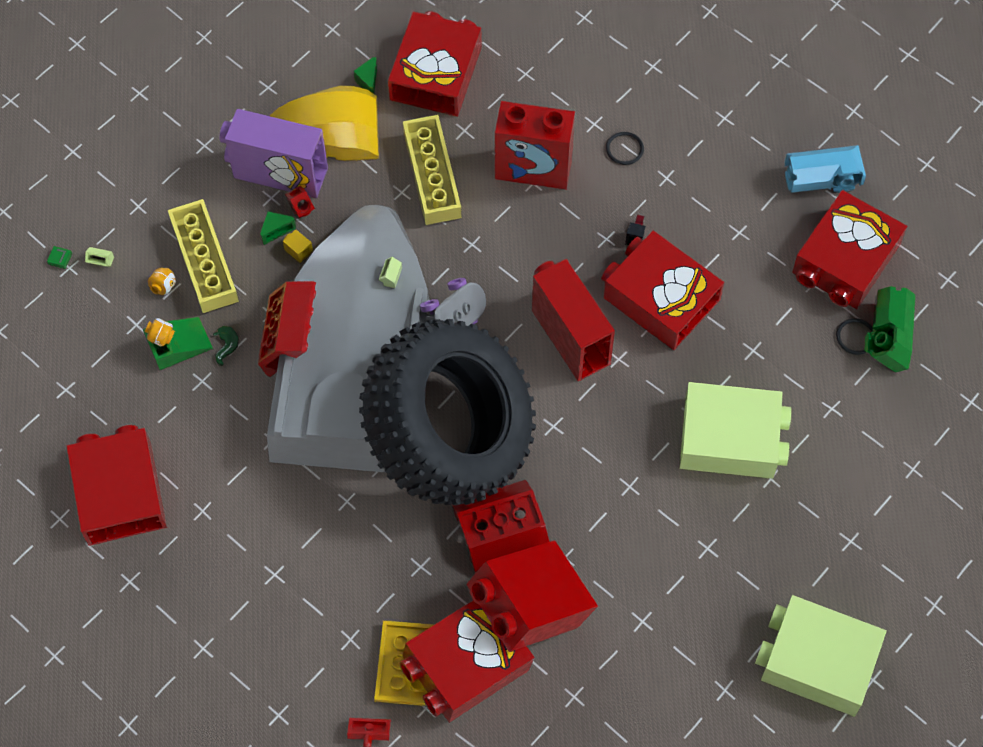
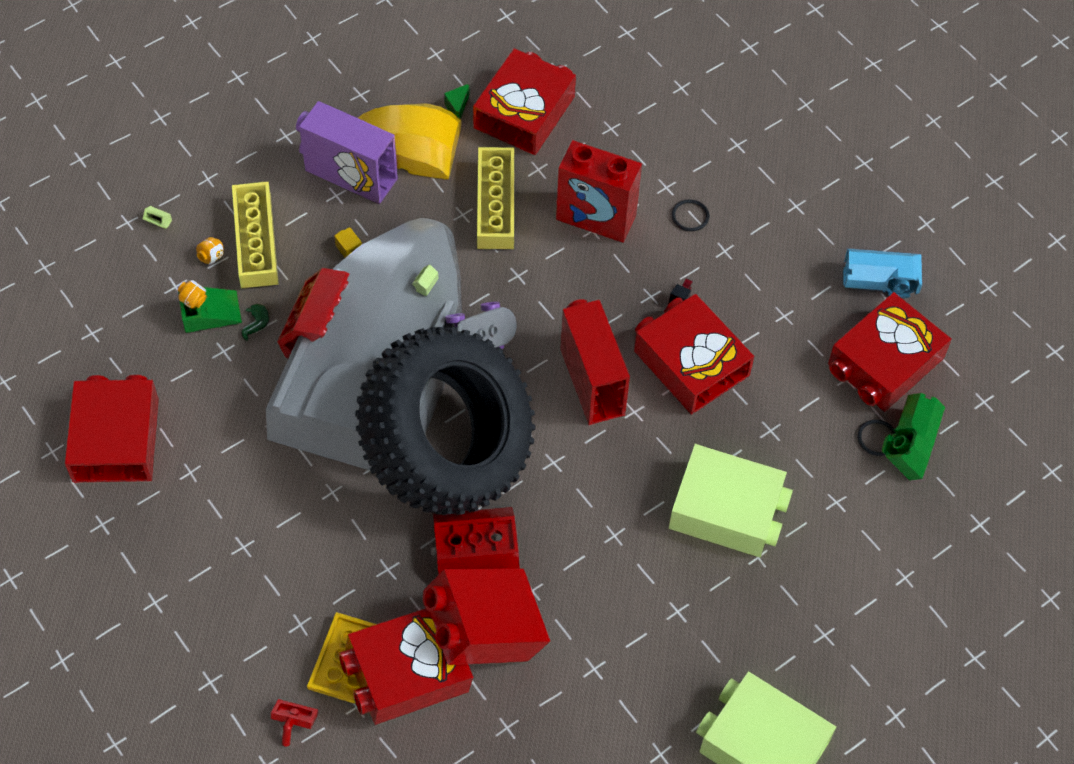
camera: 10 degrees right, 5 degrees down
(59, 257) = (120, 210): green tile -> none
(276, 226) = (332, 221): green slope -> none
(297, 195) = (358, 196): red brick -> none

